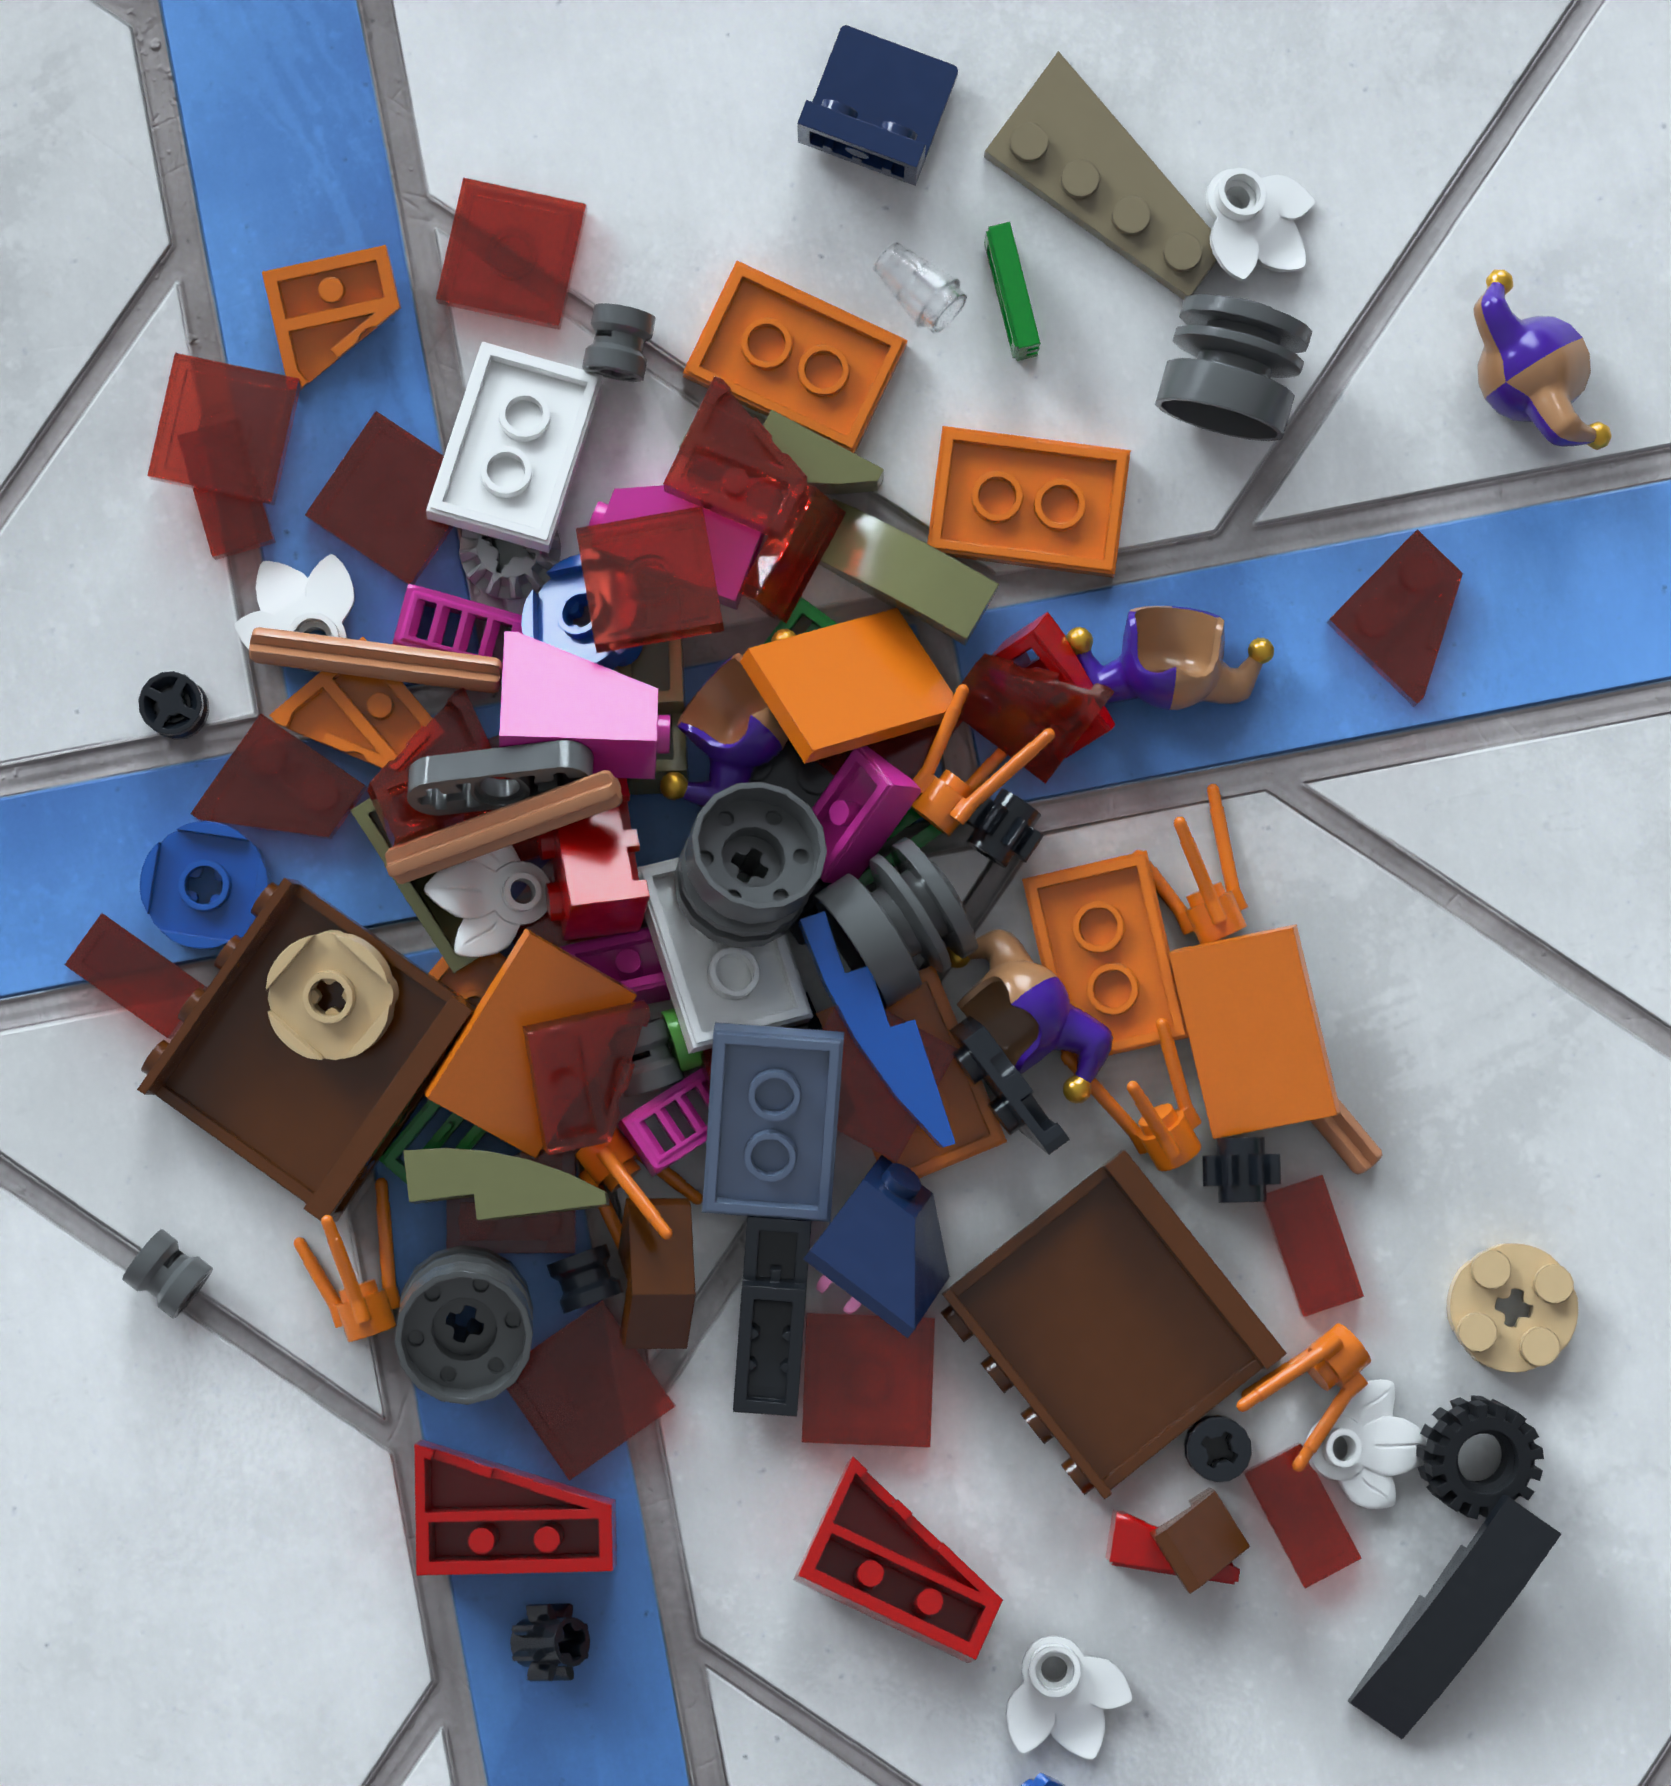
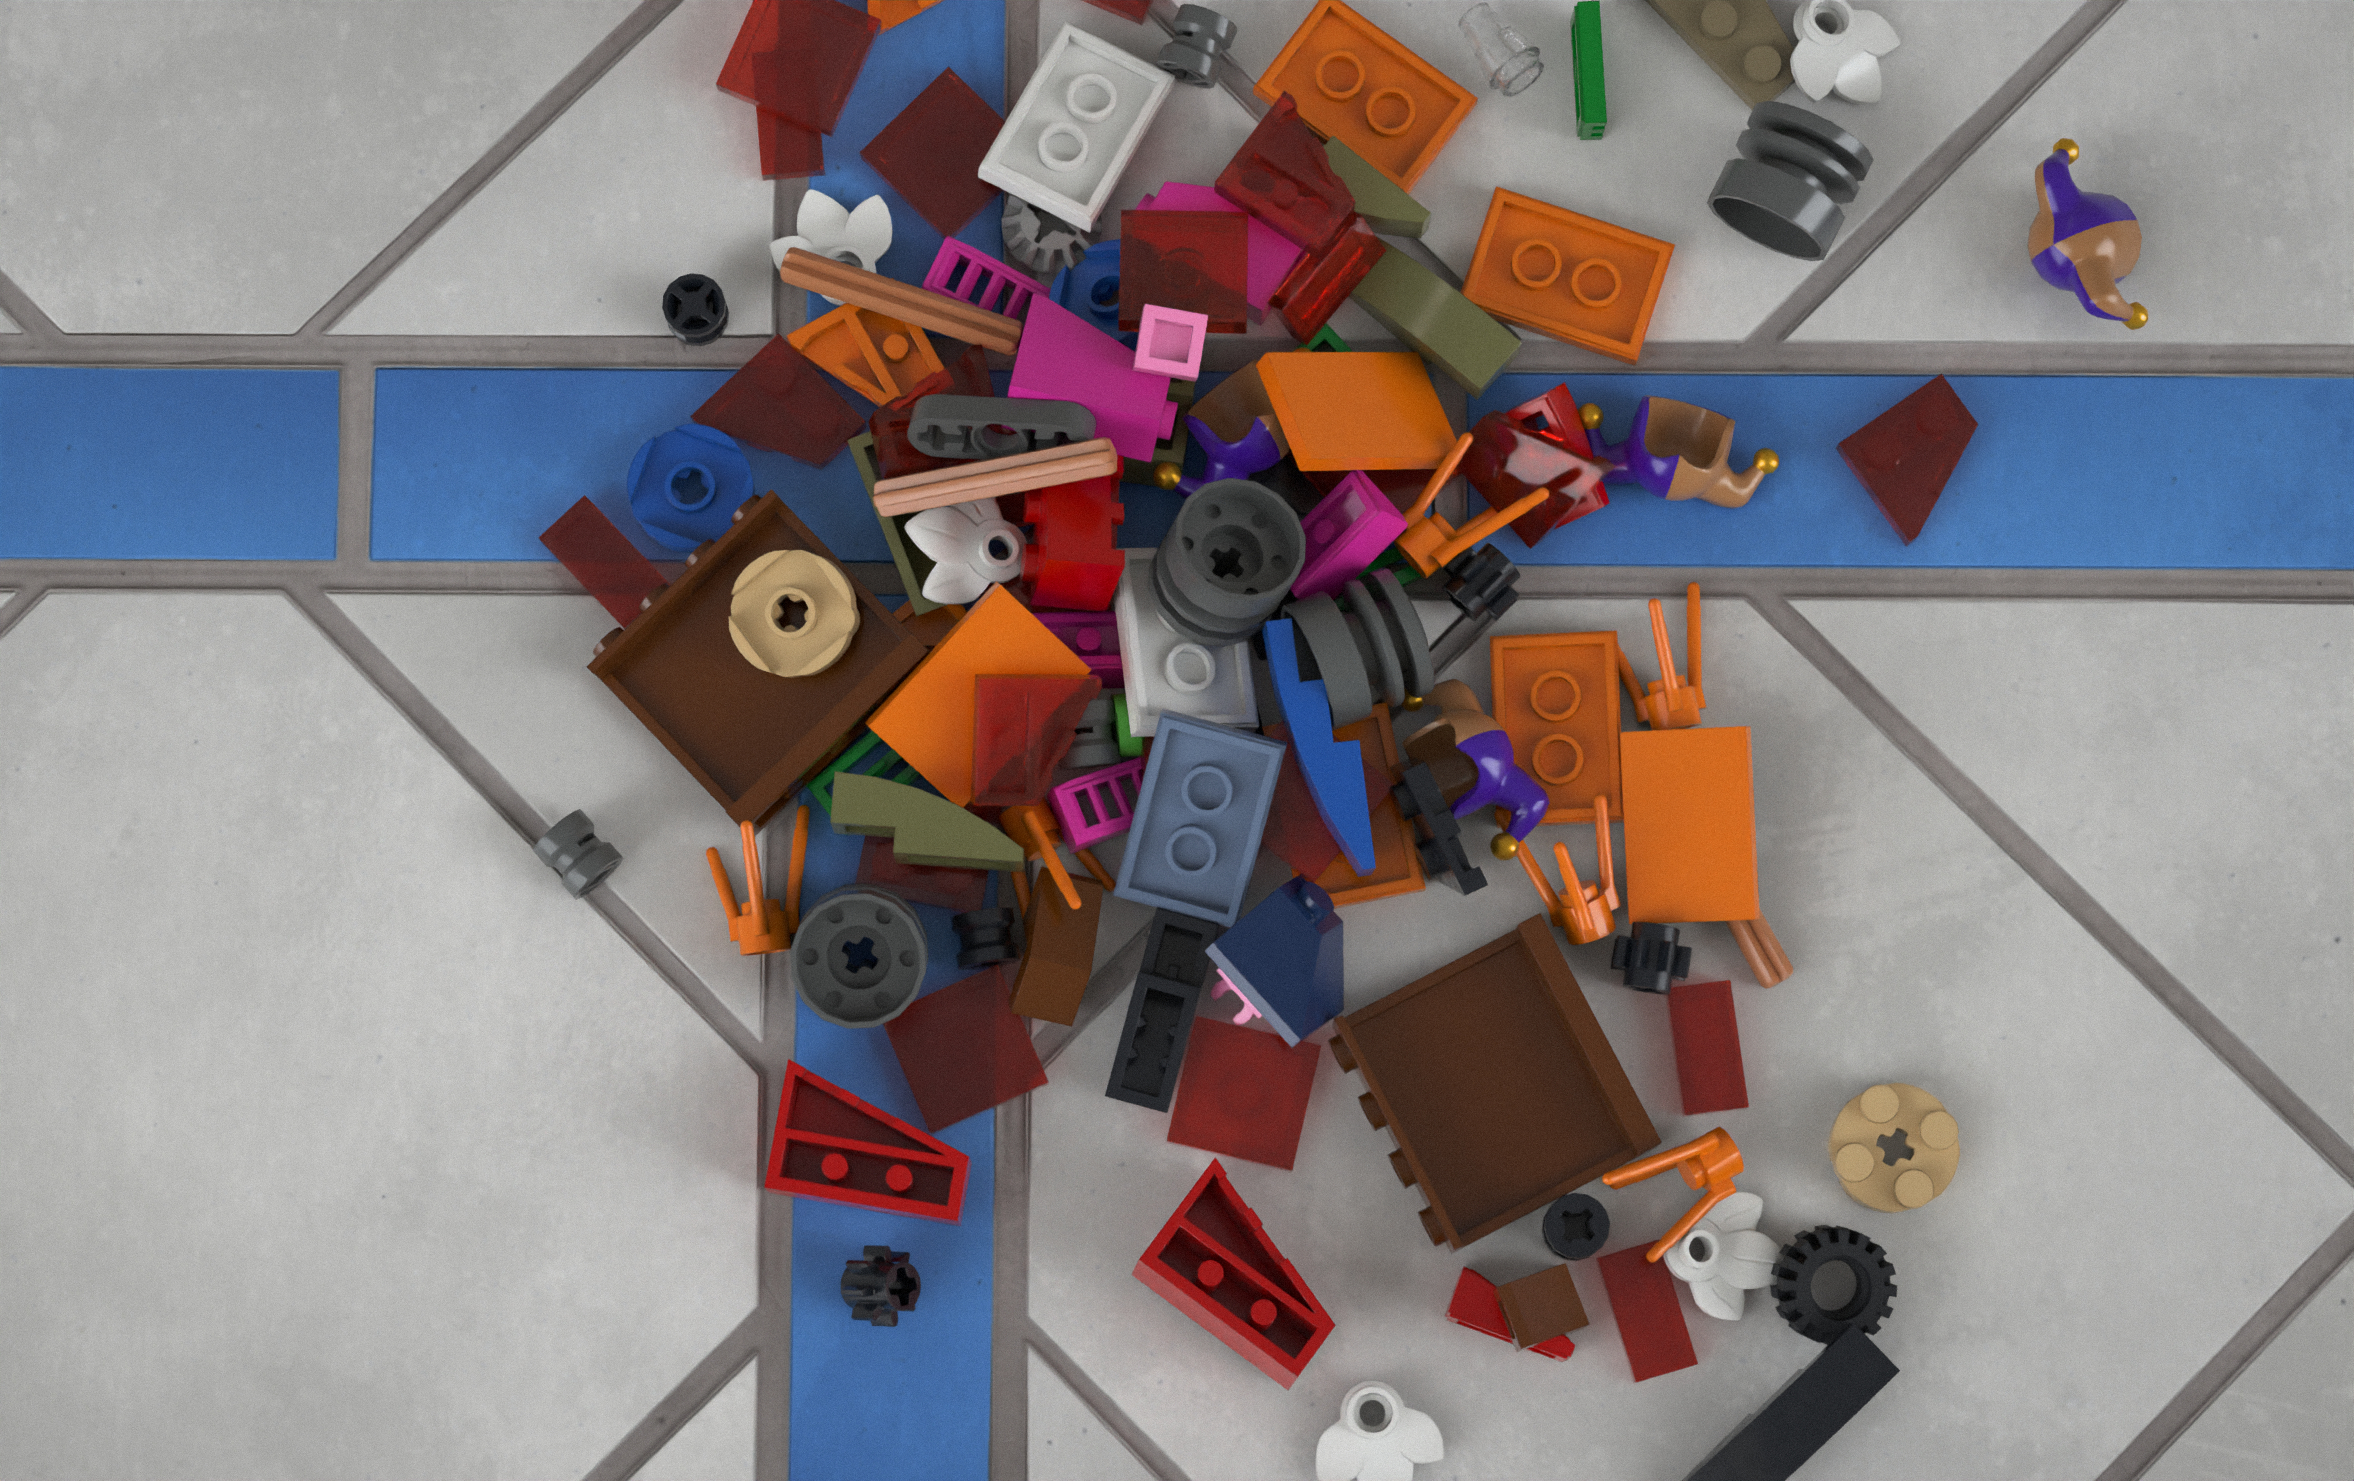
camera: 10 degrees right, 5 degrees down
(650, 658) = (1170, 342): none -> bright pink tile

